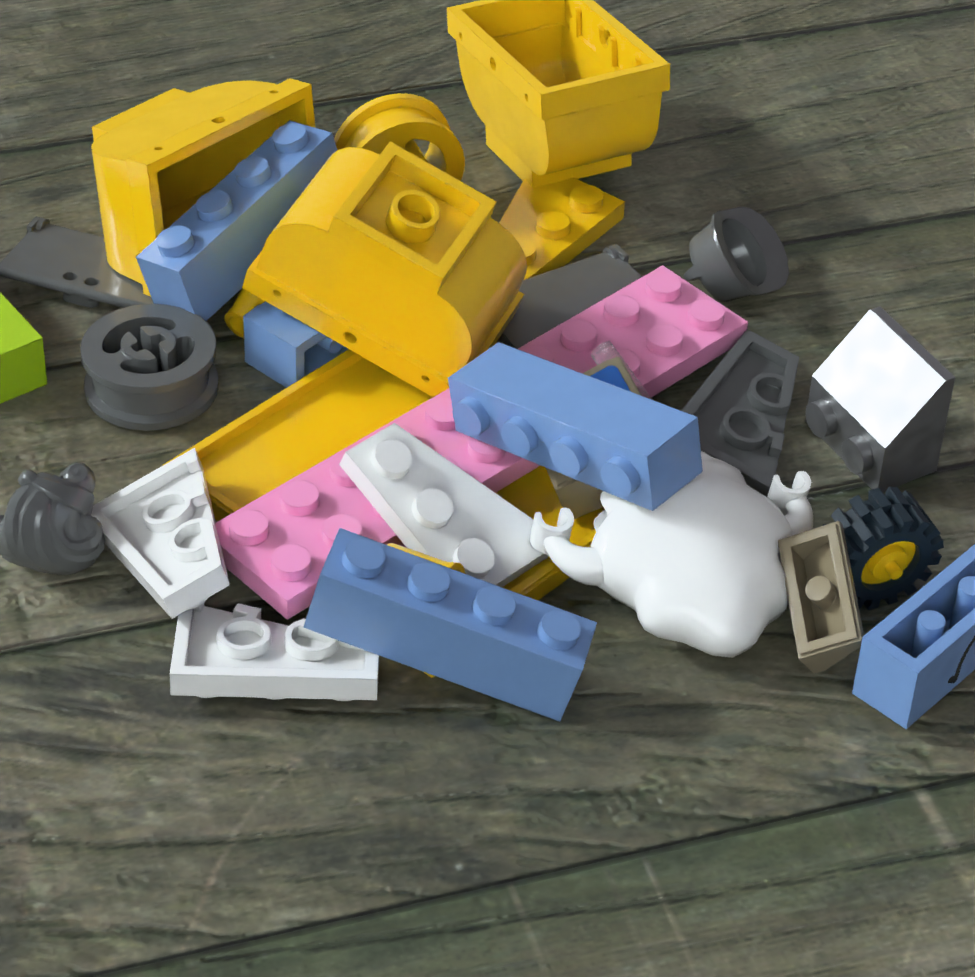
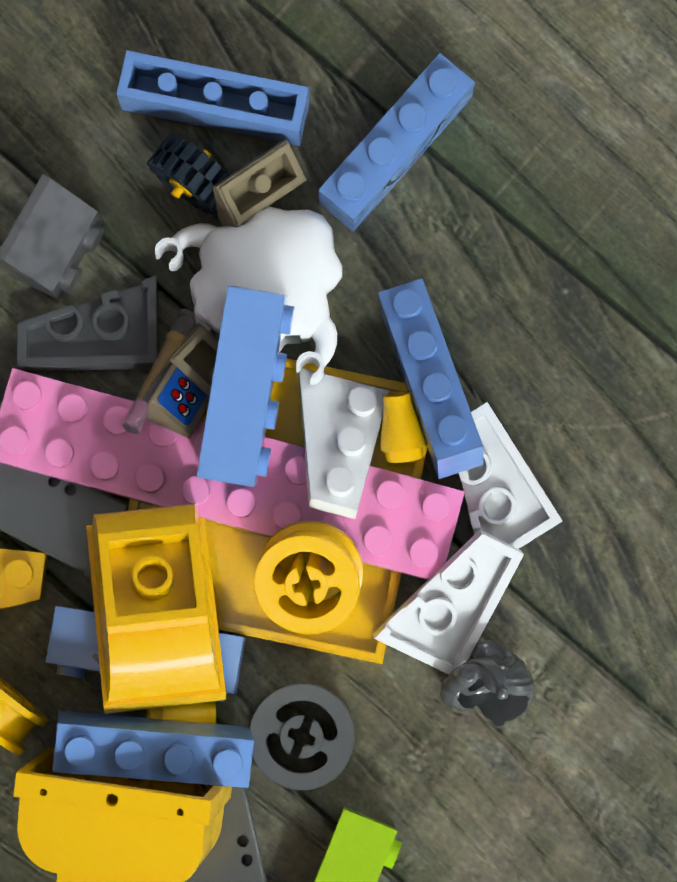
camera: 120 degrees left, 40 degrees up
(309, 417) = (286, 592): none -> yellow wheel
(790, 768) = (396, 142): none -> medium blue brick

